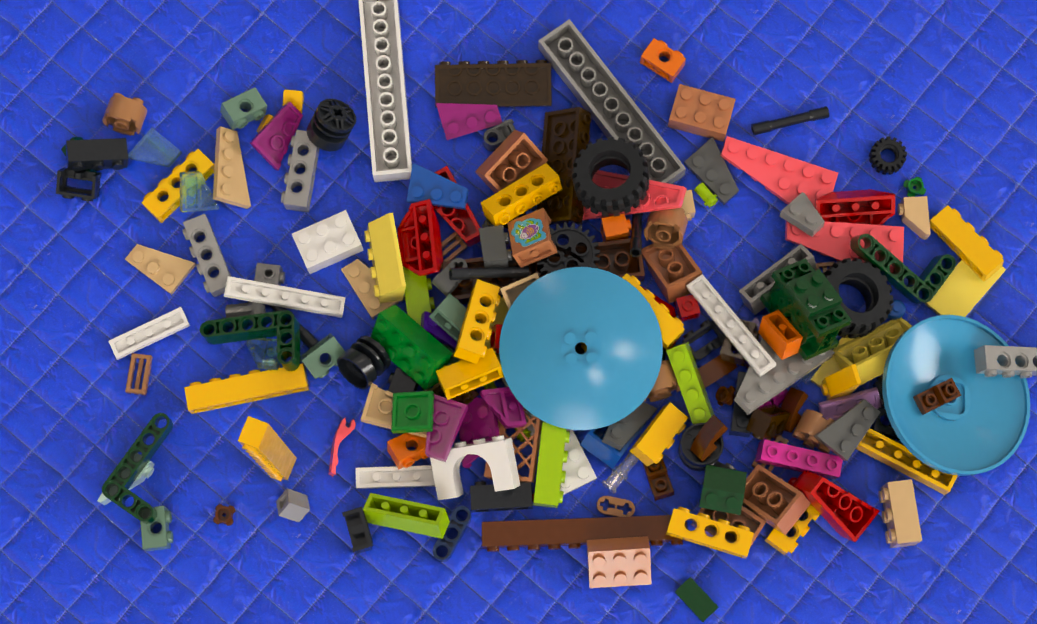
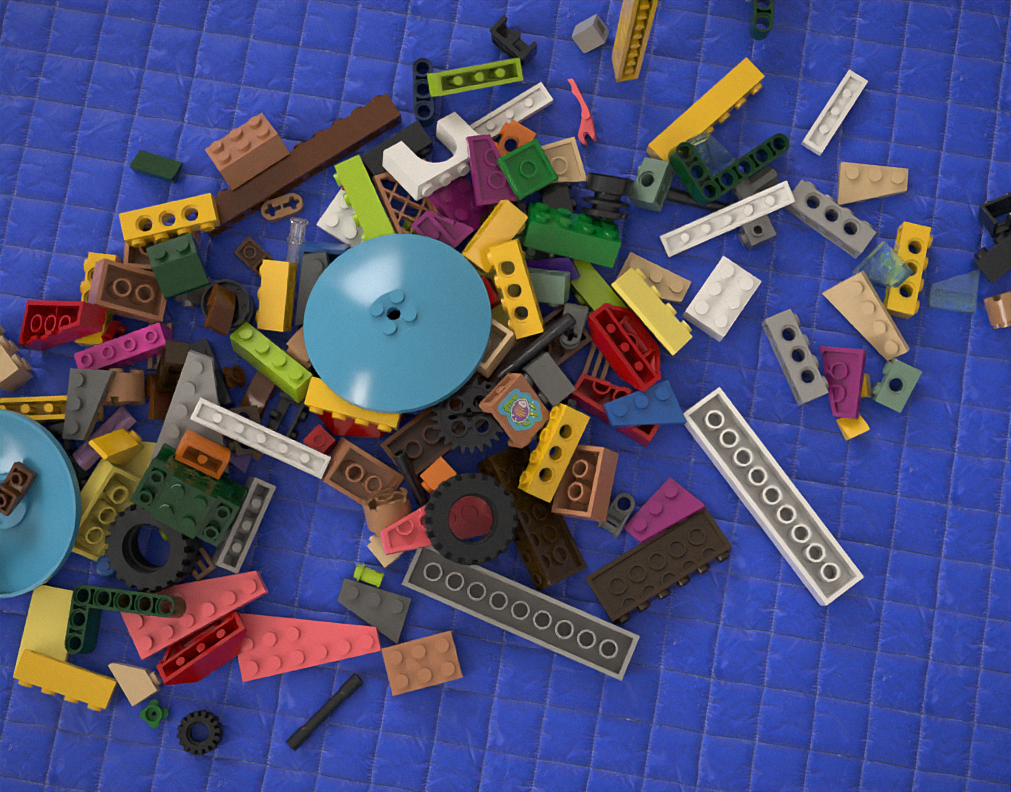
camera: 145 degrees right, 5 degrees up
(143, 391) = (813, 82): medium nougat tile -> none
(331, 125) = (791, 405): black wheel -> none
(667, 70) = (512, 700): orange brick -> none
(803, 215) = (250, 605): light grey wing -> none

